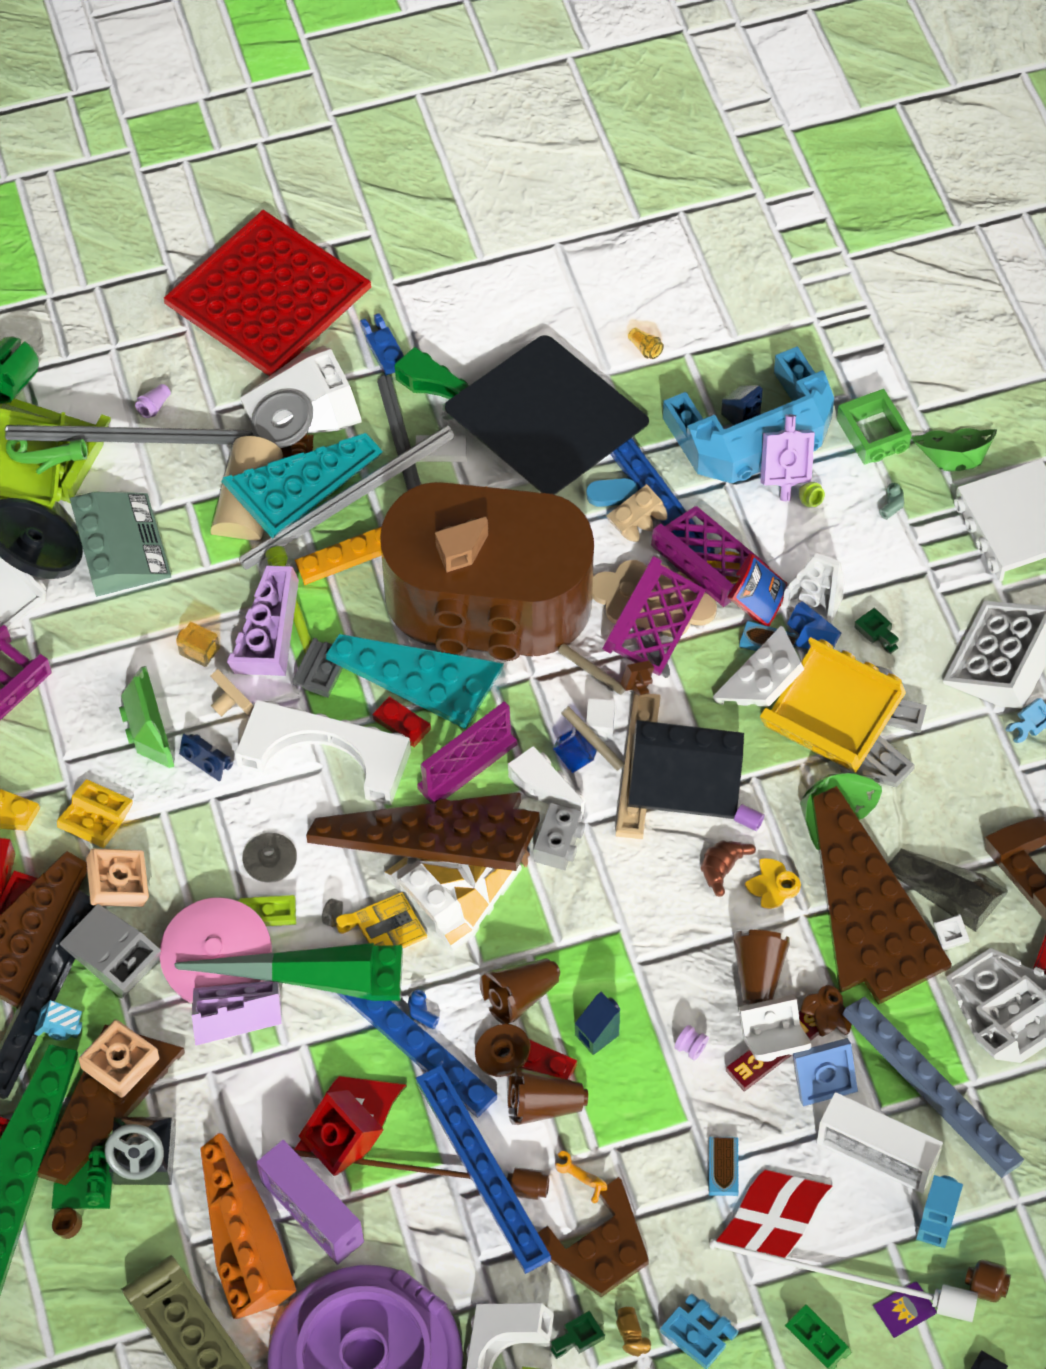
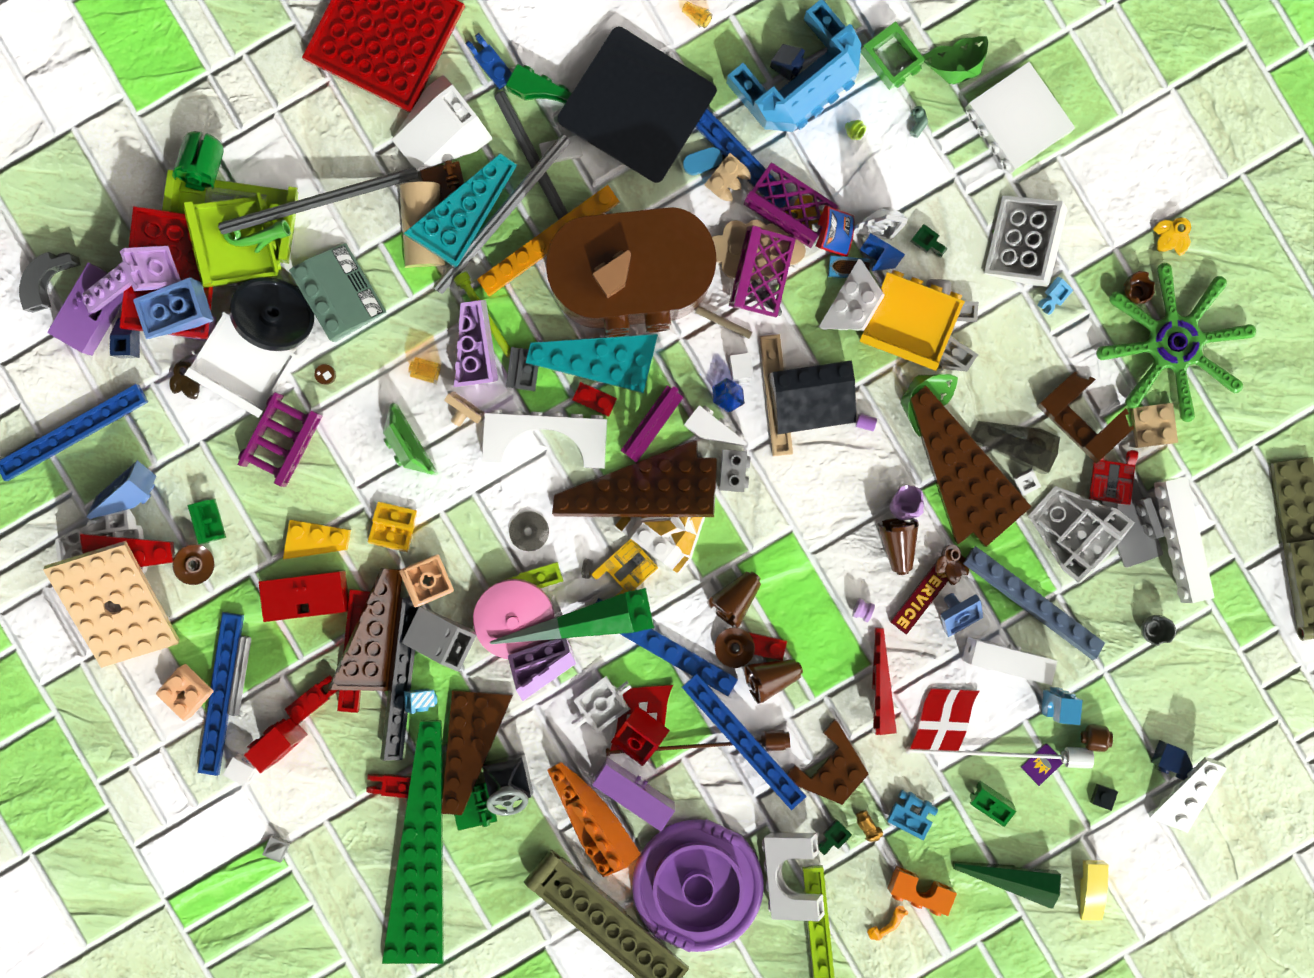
camera: 15 degrees left, 30 degrees up
(67, 1223) = (472, 839): reddish brown tile -> none
(71, 626) = (325, 374): none -> reddish brown tile
(117, 1042) = (459, 728): light nougat brick -> none
(152, 401) = (323, 158): lavender cone -> none
(198, 752) = (450, 459): dark blue hinge -> none
(285, 400) = (416, 152): light grey piece -> none
(299, 1083) = (601, 704): none -> white plate
(418, 1010) = (667, 627): blue arm -> none
(585, 1177) = (812, 724): light orange piece -> none
(592, 738) = (740, 387): dark tan bar -> none
(598, 1023) = (797, 615): dark blue slope -> none
(638, 677) = (762, 327): reddish brown tile -> none
(689, 1164) = (883, 715): none -> red wedge
(720, 861) = (853, 460): copper piece -> none
(723, 1166) = (903, 694): tile -> none
(770, 883) = (891, 472): yellow plate -> none
(773, 1028) = (922, 596): white bracket -> none
(782, 917) = (907, 503): none -> lavender hair
(787, 457) = (835, 107): lavender plate -> none

